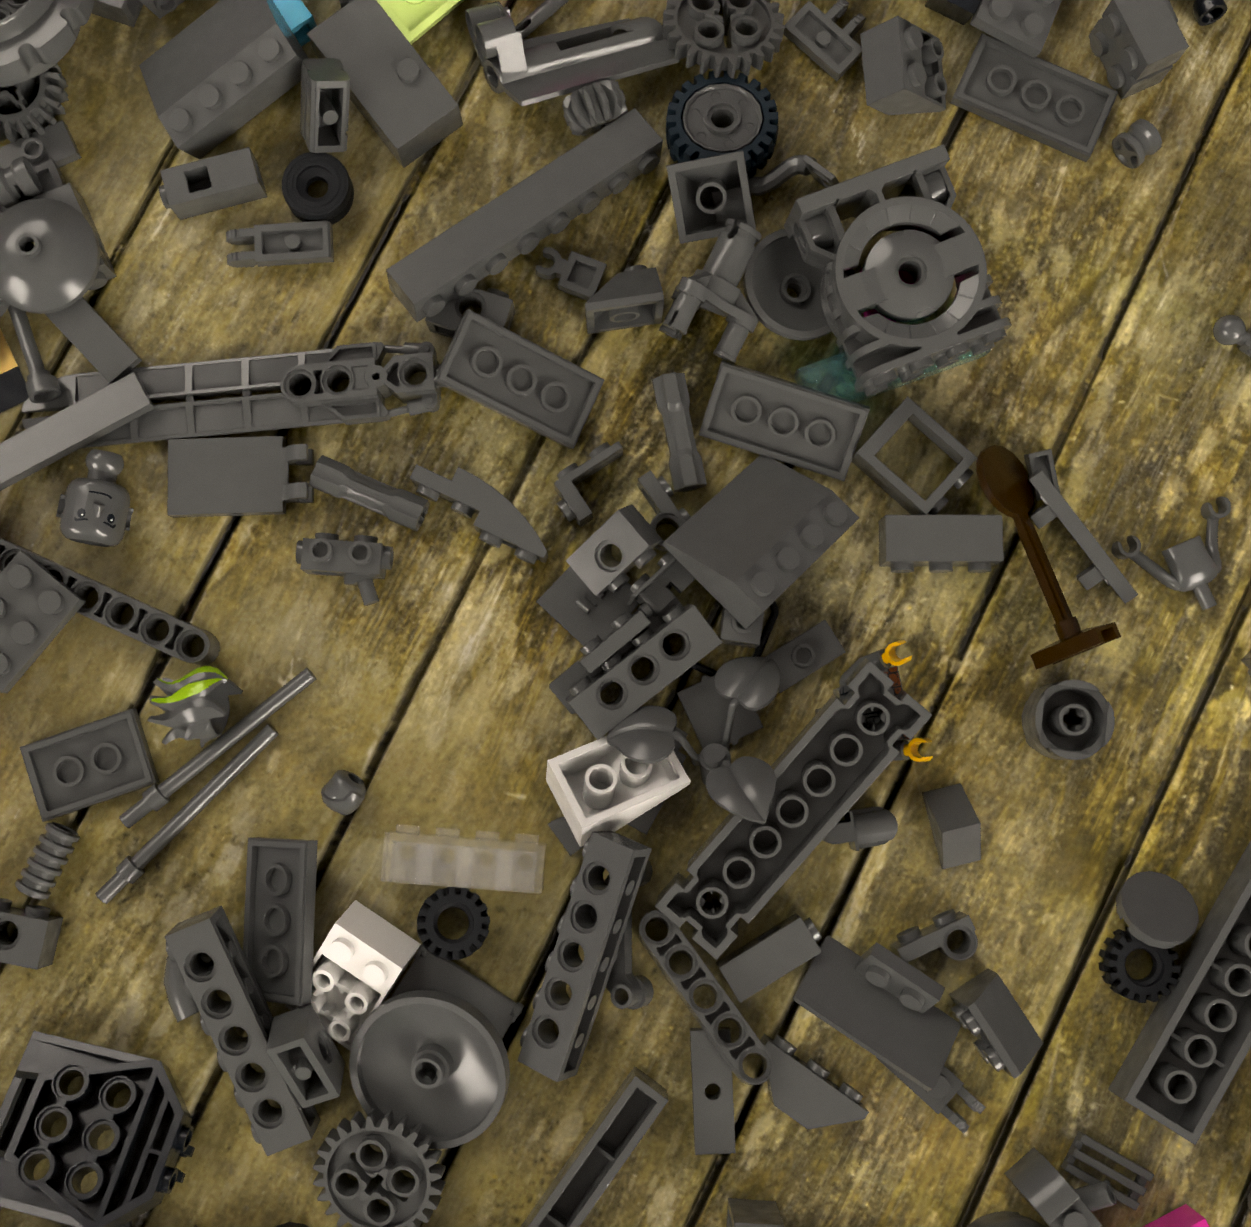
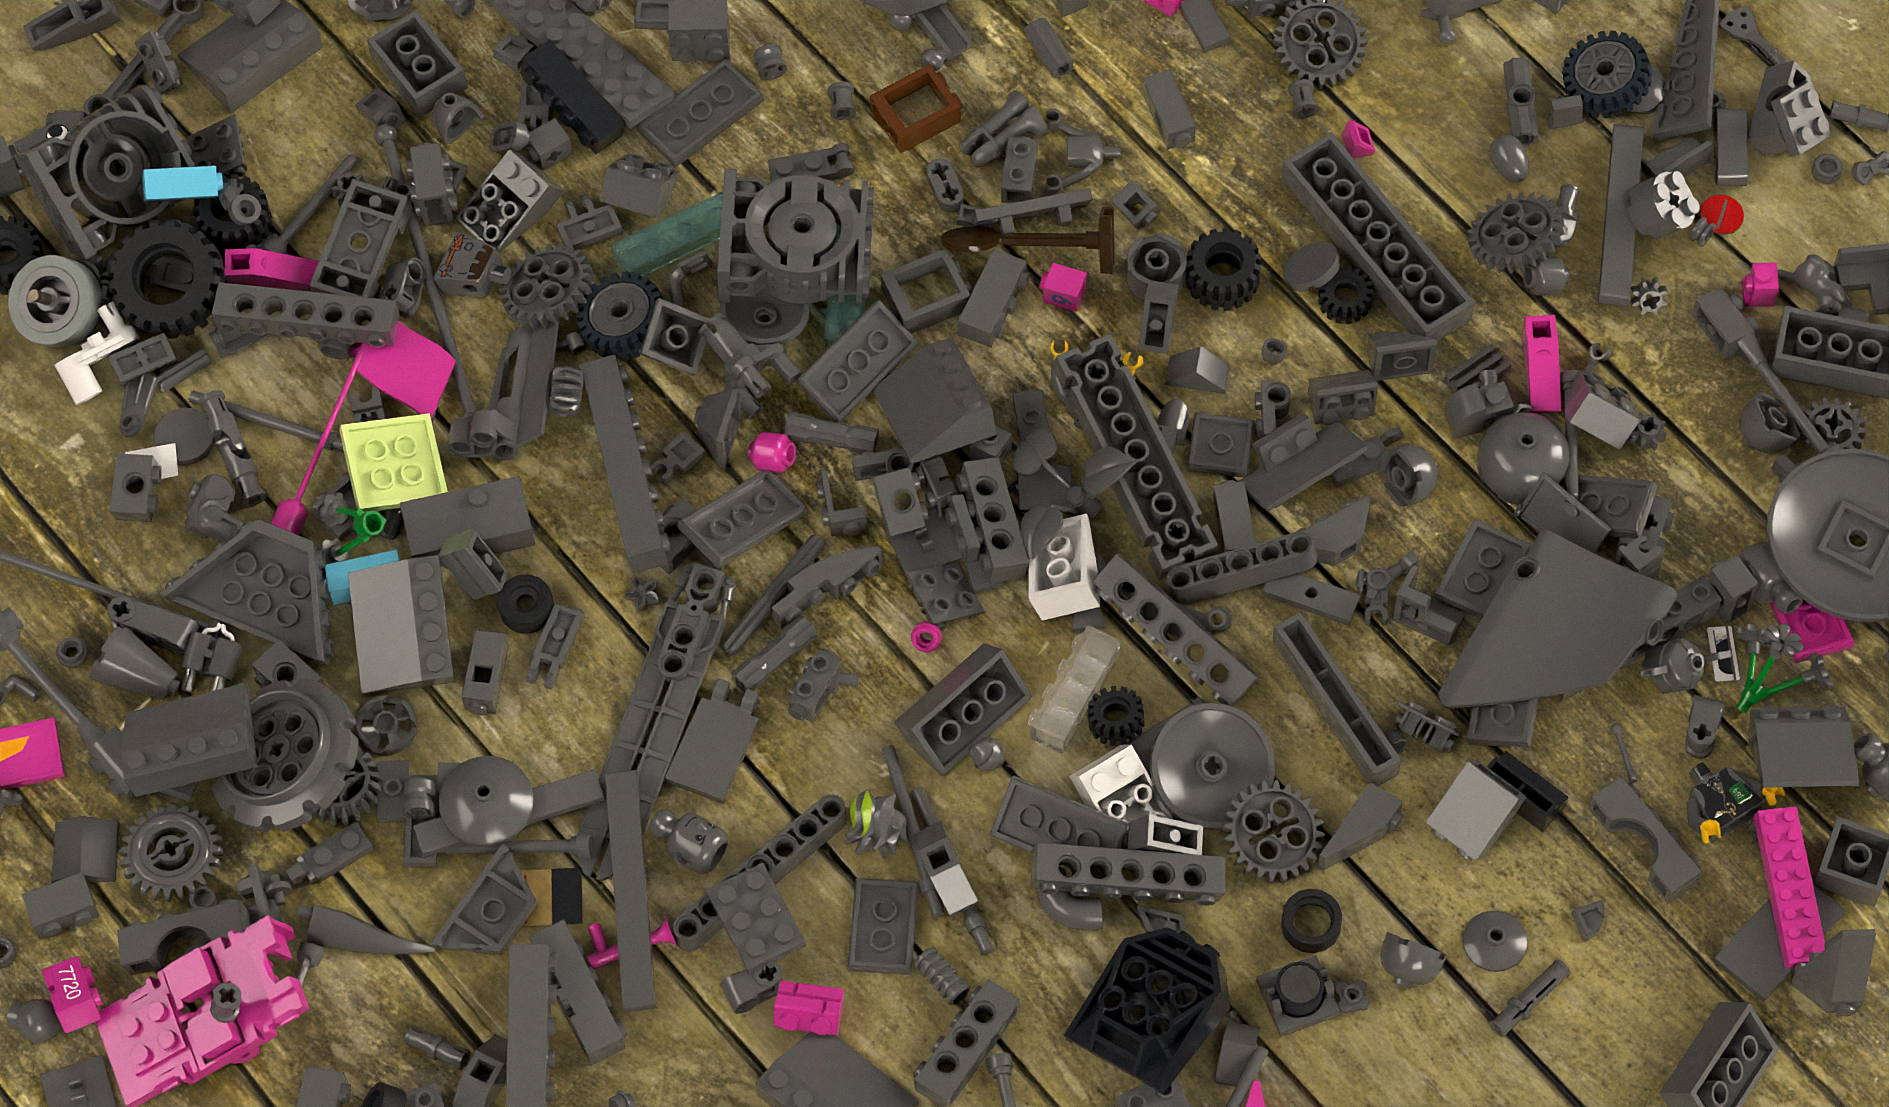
camera: 60 degrees left, 20 degrees down
(113, 109) = (385, 725): none -> dark grey piece
(170, 805) = (945, 868): none -> dark grey slope
(210, 1095) = (1157, 919): none -> dark grey piece
(389, 313) = (643, 593): none -> dark grey plant
(390, 738) = (963, 708): none -> dark grey slope
(448, 458) = (772, 595): none -> dark grey axle
(464, 656) = (923, 644): none -> dark pink plate
(529, 653) = (944, 594): none -> dark grey hinge
(623, 375) = (772, 452): none -> dark pink head
(668, 88) = (573, 342): none -> dark grey hand
(763, 1165) = (1378, 584): none -> dark grey piece
(842, 129) = (670, 238): none -> clear light blue piece
(869, 894) = (1220, 445): none -> dark grey tile
(923, 1150) = (1410, 474): none -> dark grey cylinder
(993, 617) = (1063, 286): none -> dark pink brick
(998, 754) = (1158, 317): none -> dark grey brick
(1020, 253) = (814, 164): none -> dark grey plate
(1031, 908) = (1268, 349): none -> dark grey hinge
(1074, 424) = (939, 187): none -> dark grey beam
(1085, 1067) = (1400, 355): none -> dark grey slope
(1124, 249) = (842, 102): none -> dark grey bush
(1127, 497) = (1019, 169): none -> dark grey brick
(1134, 810) = (1223, 248): none -> black tyre
(1136, 365) = (908, 137): none -> reddish brown window
(1146, 643) = (1131, 196): none -> dark grey brick
(1198, 480) = (989, 147): none -> dark grey piece

